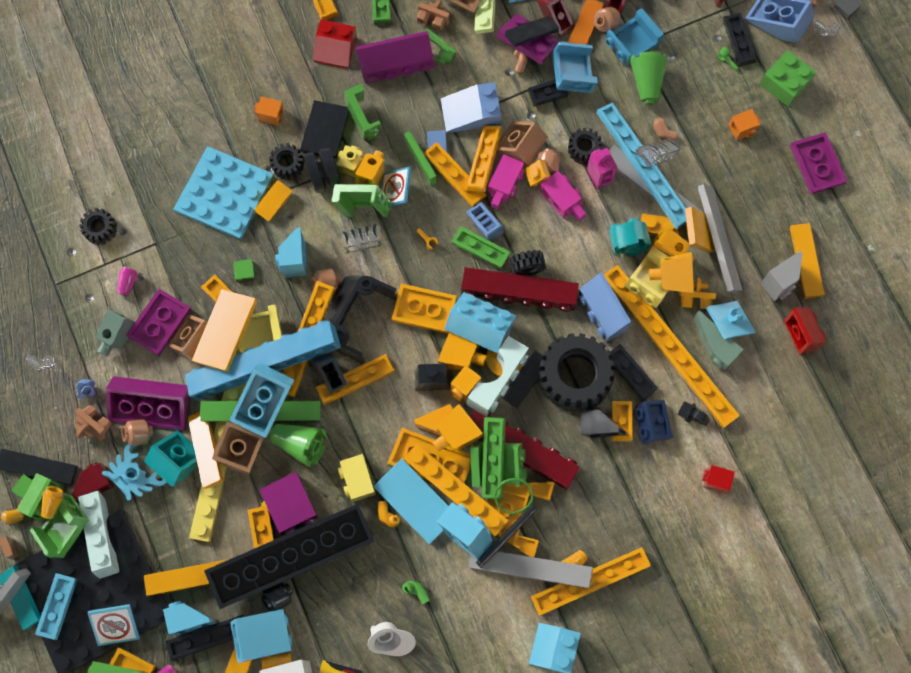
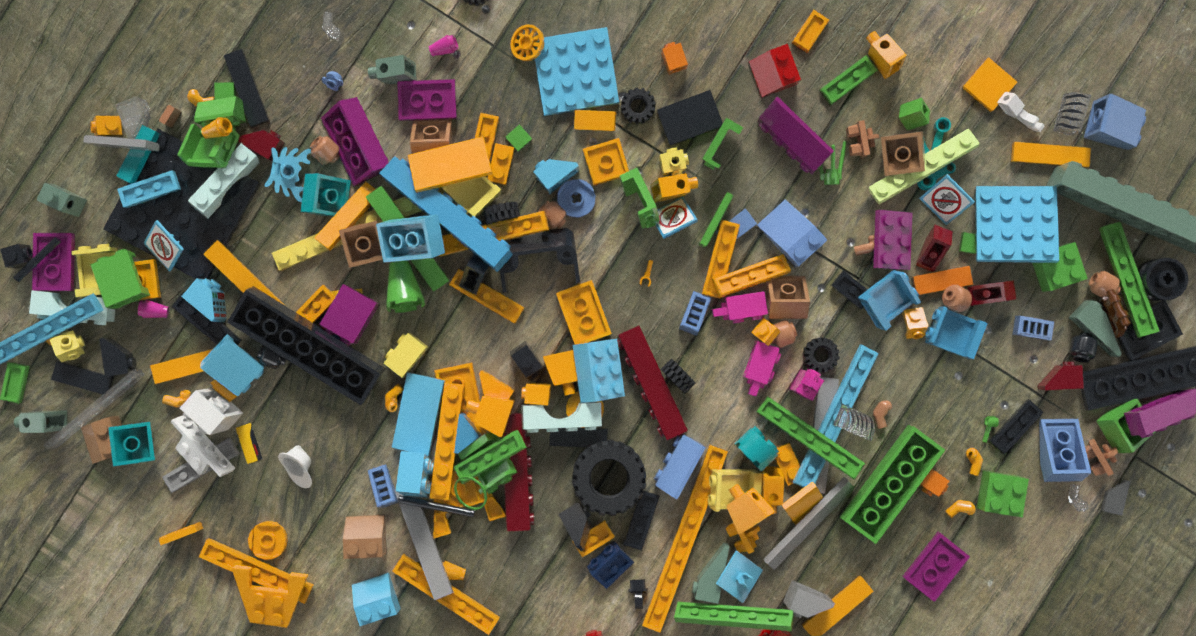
camera: 55 degrees right, 15 degrees up
(89, 427) = (307, 115): nougat hips -> none
(173, 213) = (527, 42): none -> light orange wheel
(249, 289) = (501, 163): none -> light orange plate
(293, 317) = (501, 212): none -> black tyre
(313, 214) = (605, 161): none -> light orange tile
(323, 169) = (645, 143): black wheel -> none
(328, 244) = (576, 187): none -> medium blue plate
(361, 238) = (611, 217): clear brick -> none
(418, 589) = (351, 460): bright green arm -> none
(460, 467) = (465, 433): none -> dark azure slope
(474, 581) = (376, 488): none -> medium blue slope
(480, 247) = (668, 325): bright green plate -> none
(492, 620) = (364, 537): none -> medium nougat slope
(531, 31) = (899, 240): black tile -> none
(606, 61) = (915, 323): none -> light orange bracket
(648, 191) = (811, 438): none -> bright green tile
(649, 75) = (923, 370): bright green cone -> none
(727, 154) = (892, 483): none -> bright green brick
(748, 83) = (975, 459): none -> light orange arm
(762, 341) = (734, 616): none -> bright green plate
(782, 112) = (961, 506): none -> light orange arm

